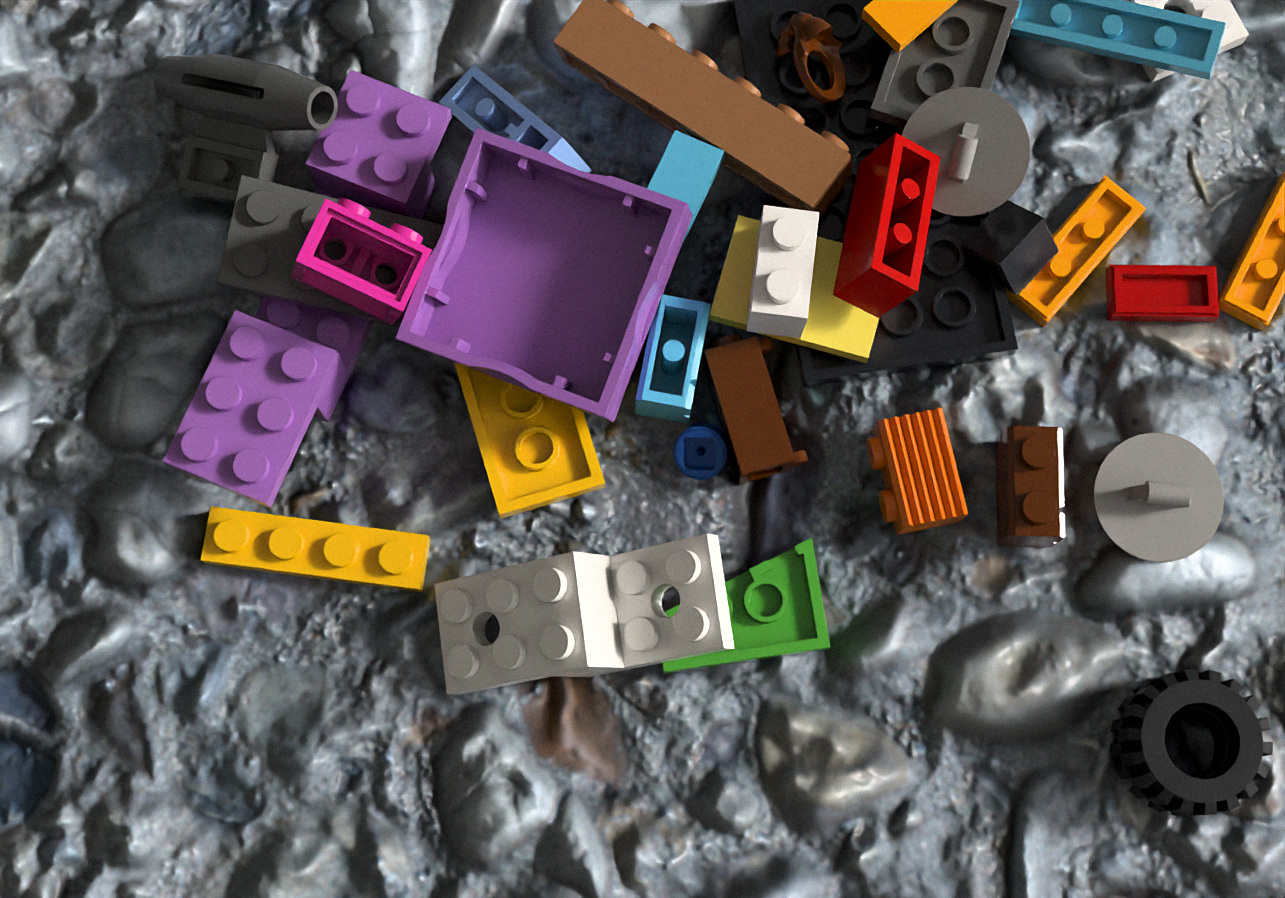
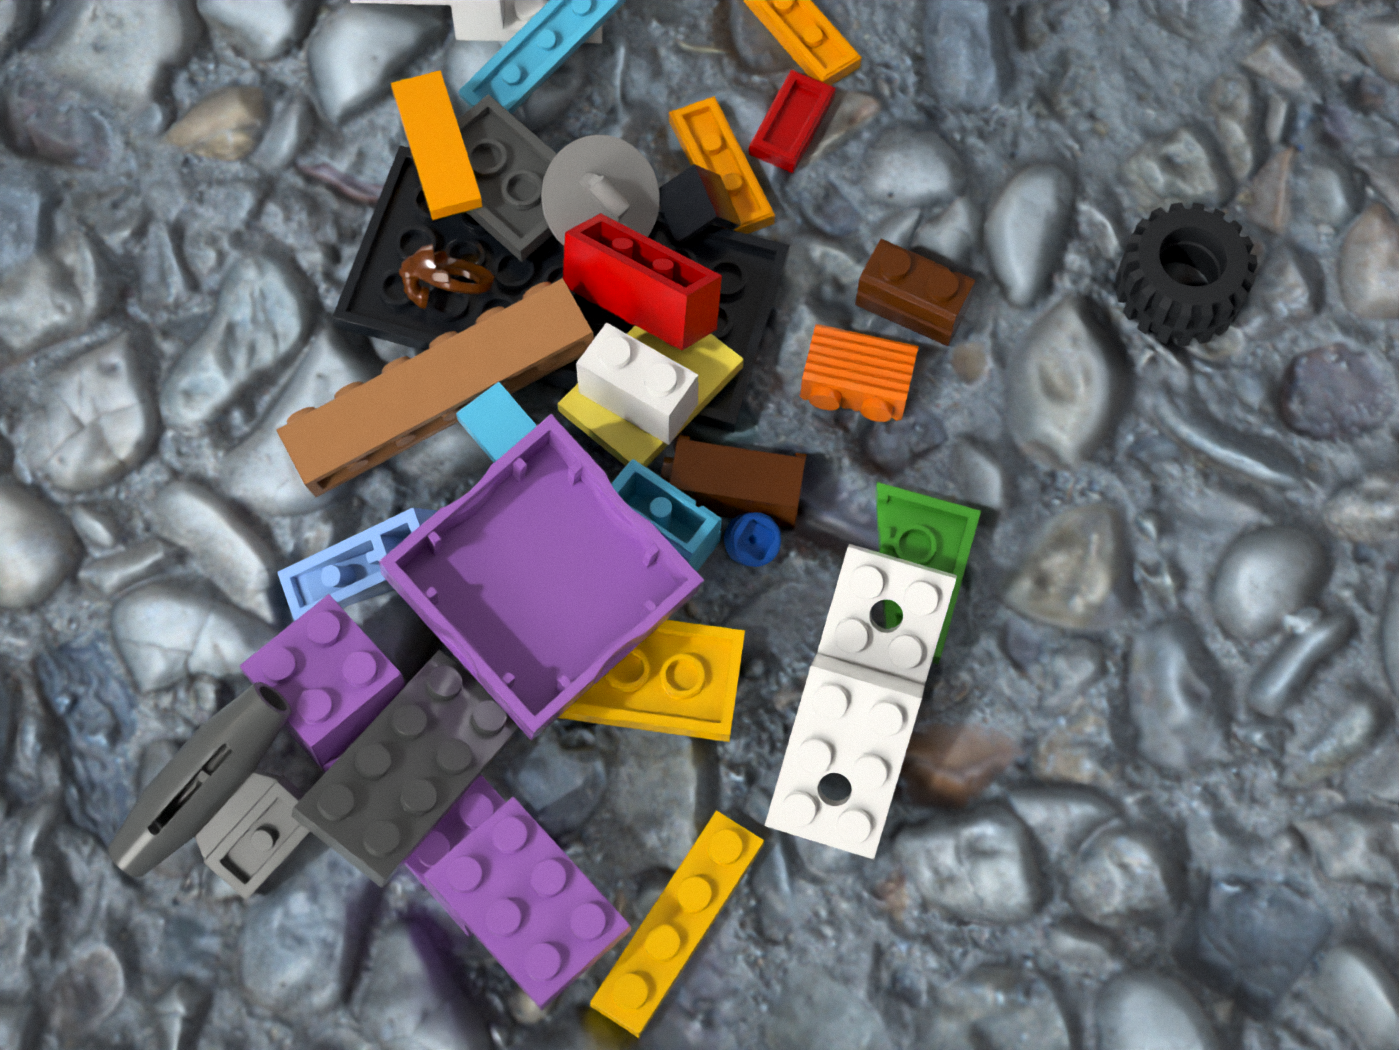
camera: 65 degrees left, 10 degrees down
(366, 249) = (419, 744): dark pink piece -> none
(1158, 497) = (965, 206): light grey shield -> none

